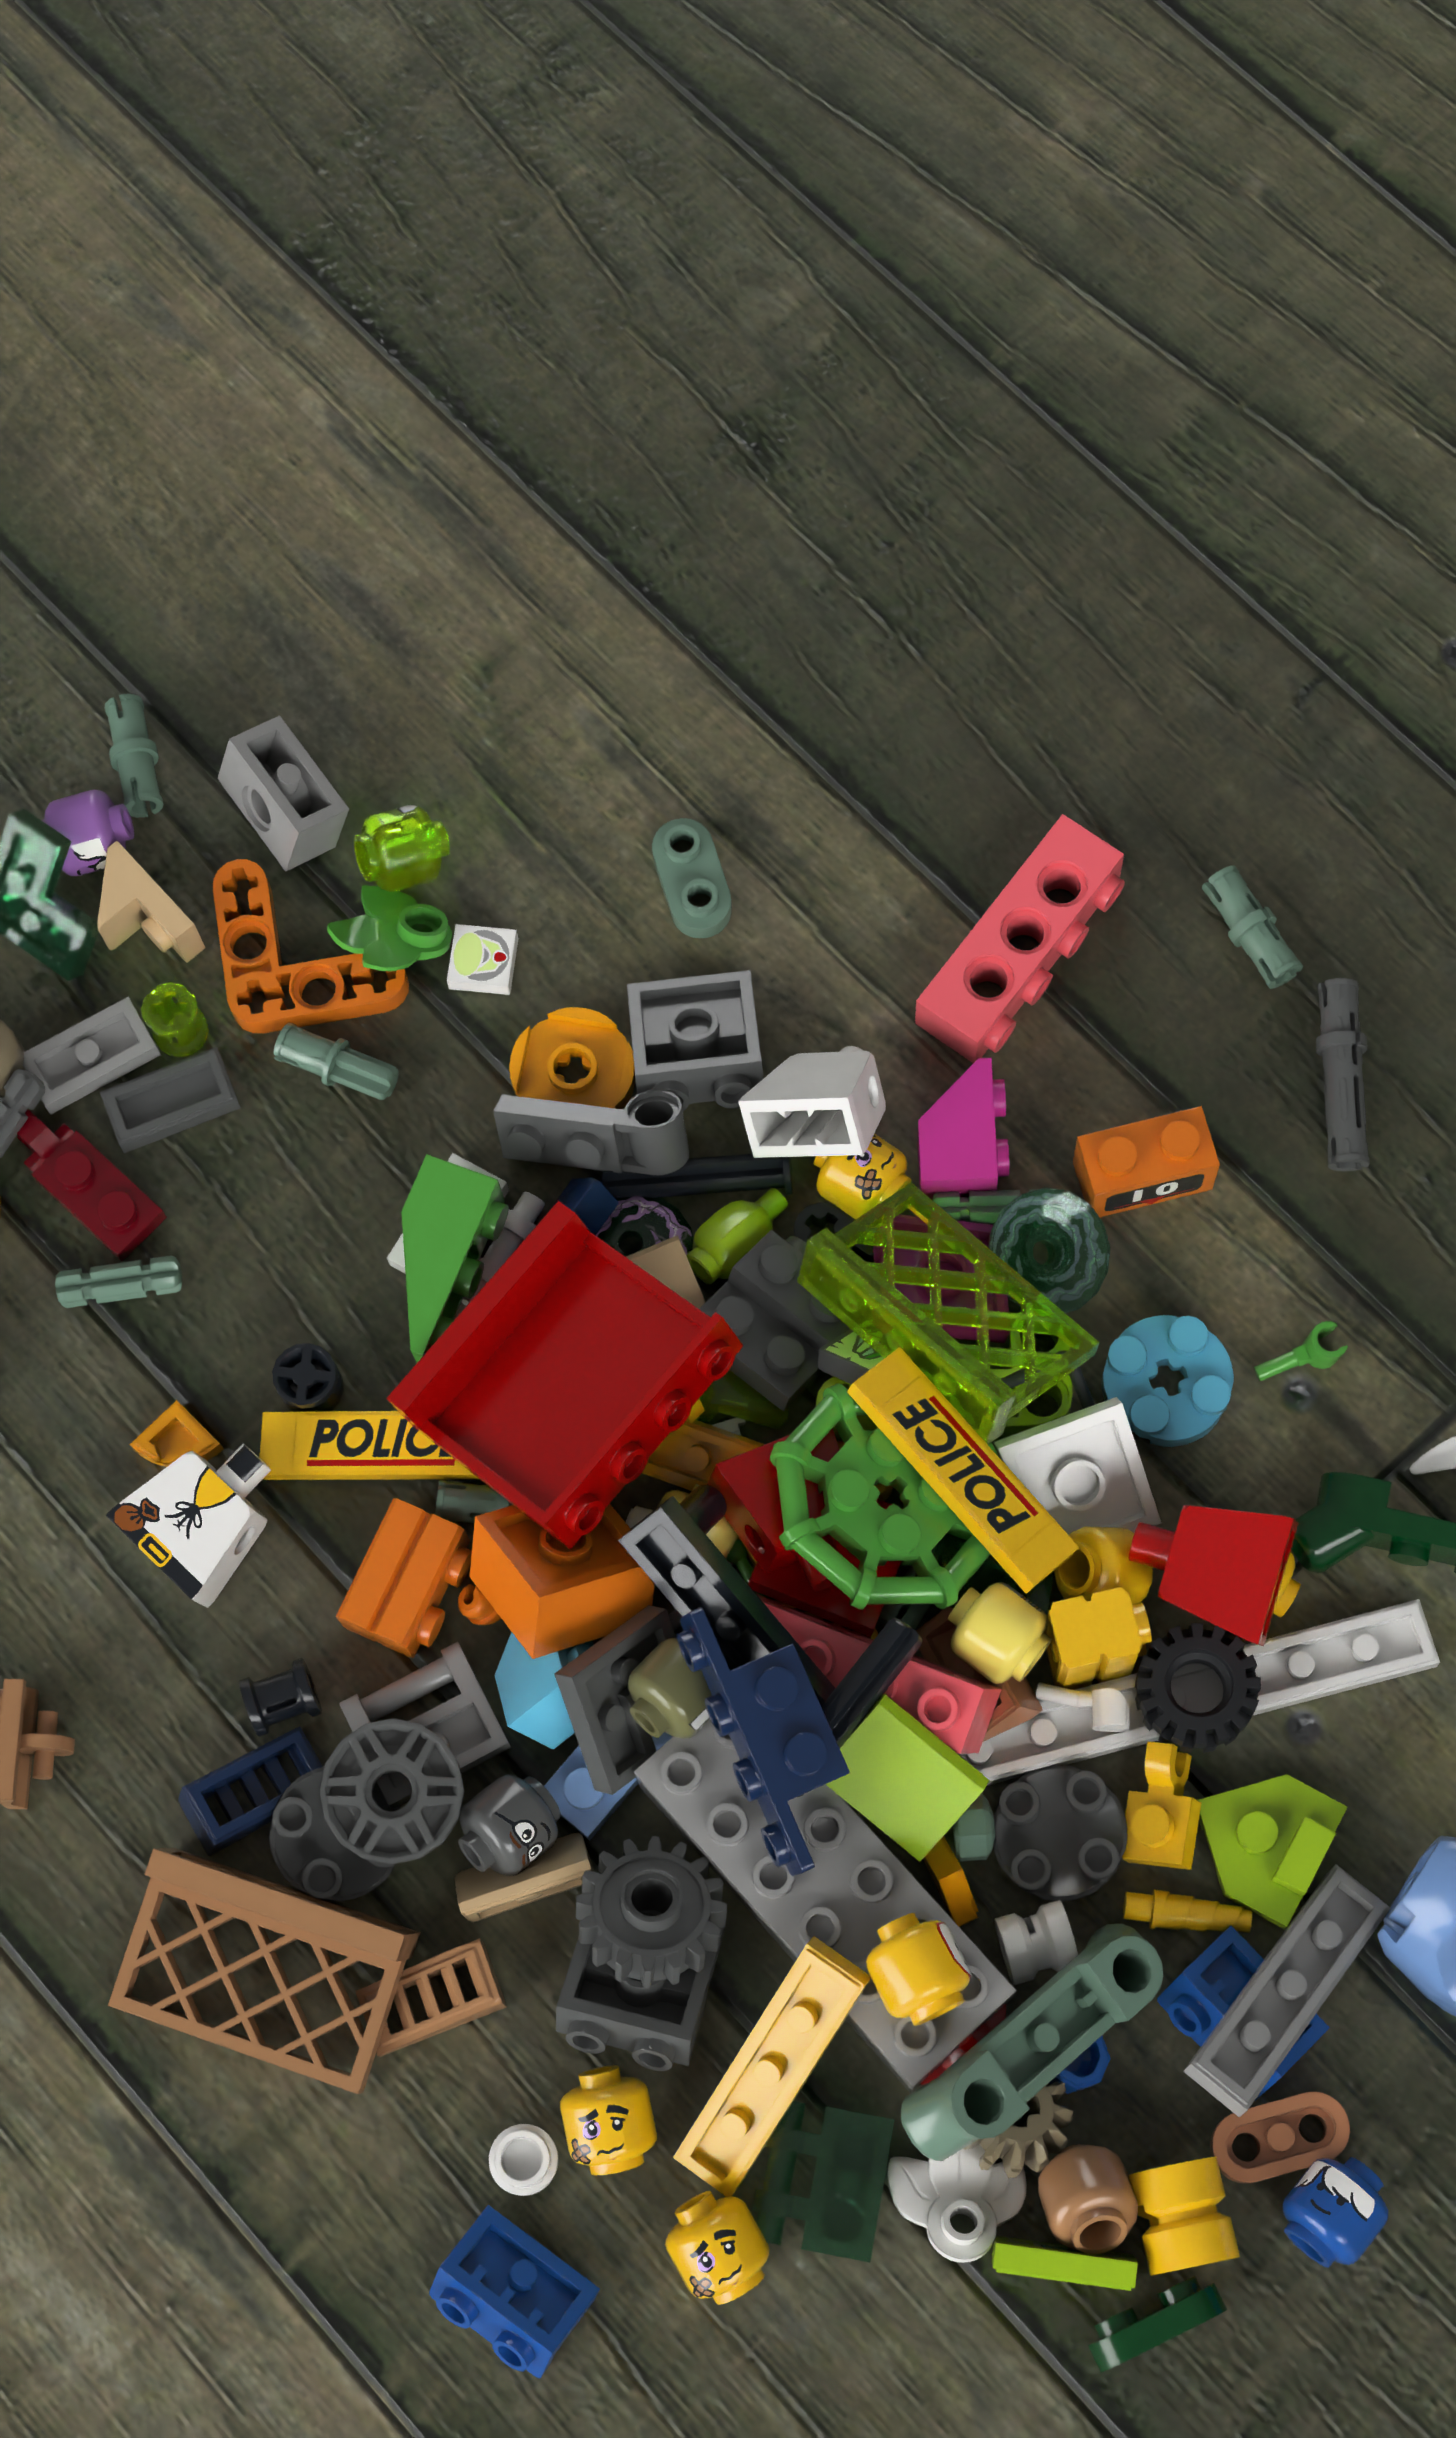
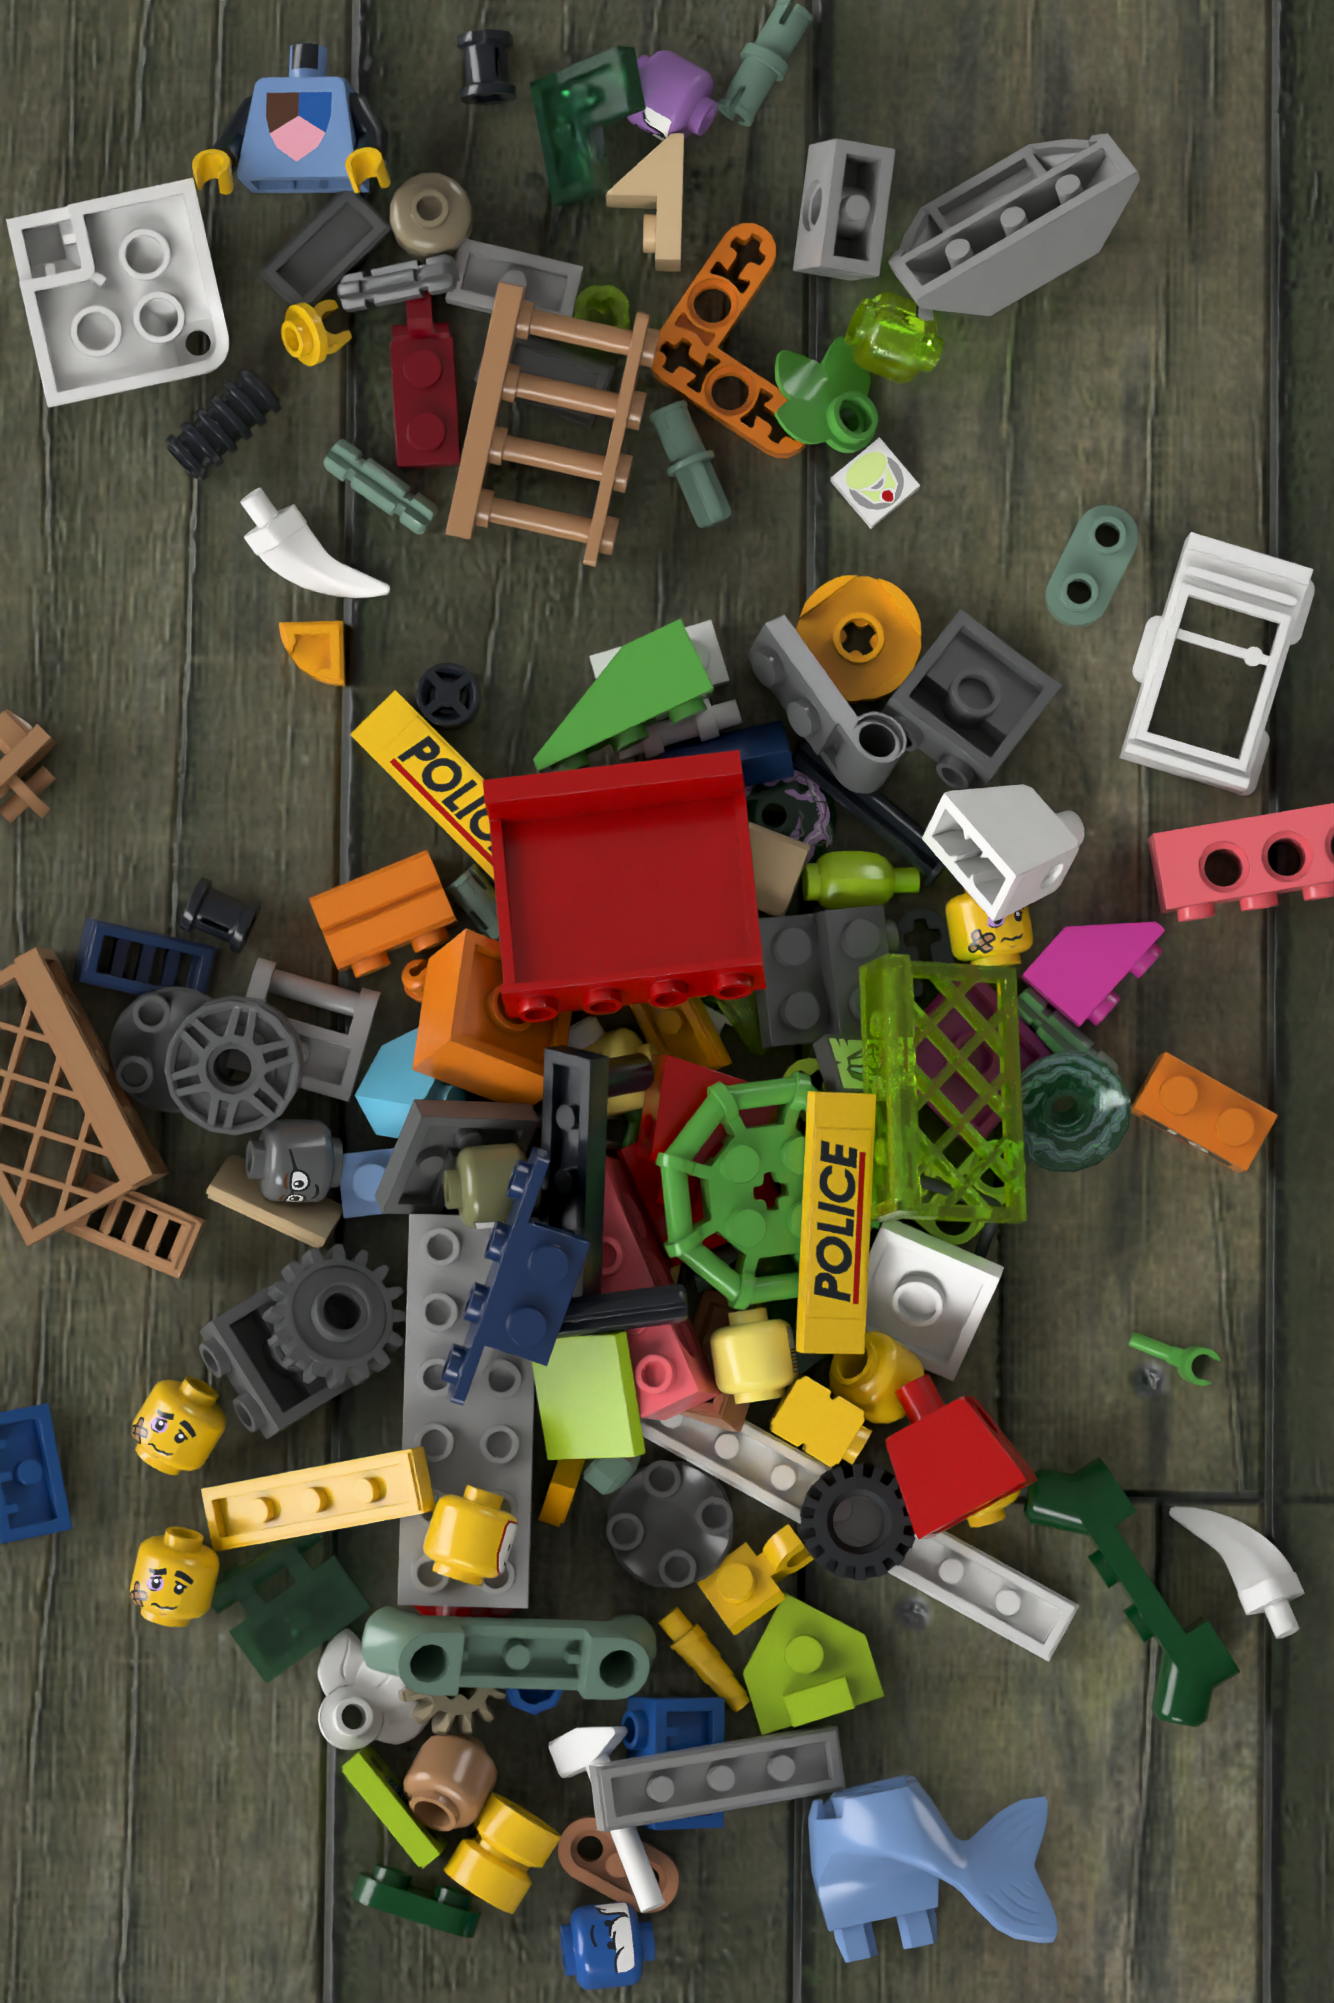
camera: 35 degrees right, 15 degrees up
(101, 1386) = (296, 554): none -> white bar
(142, 1117) = (504, 381): none -> medium nougat fence
(196, 1520) = (275, 729): white torso -> none
(418, 696) = (1015, 225): none -> light grey wedge
(523, 2159) = (99, 1394): white plate -> none
(806, 783) = (1239, 582): none -> white piece
(1035, 1942) = (581, 1583): white wheel -> none
(1108, 1705) = (784, 1475): white hand -> none
(1163, 2078) = (572, 1756): none -> white piece
(1183, 1346) = (1097, 1270): medium azure plate -> none

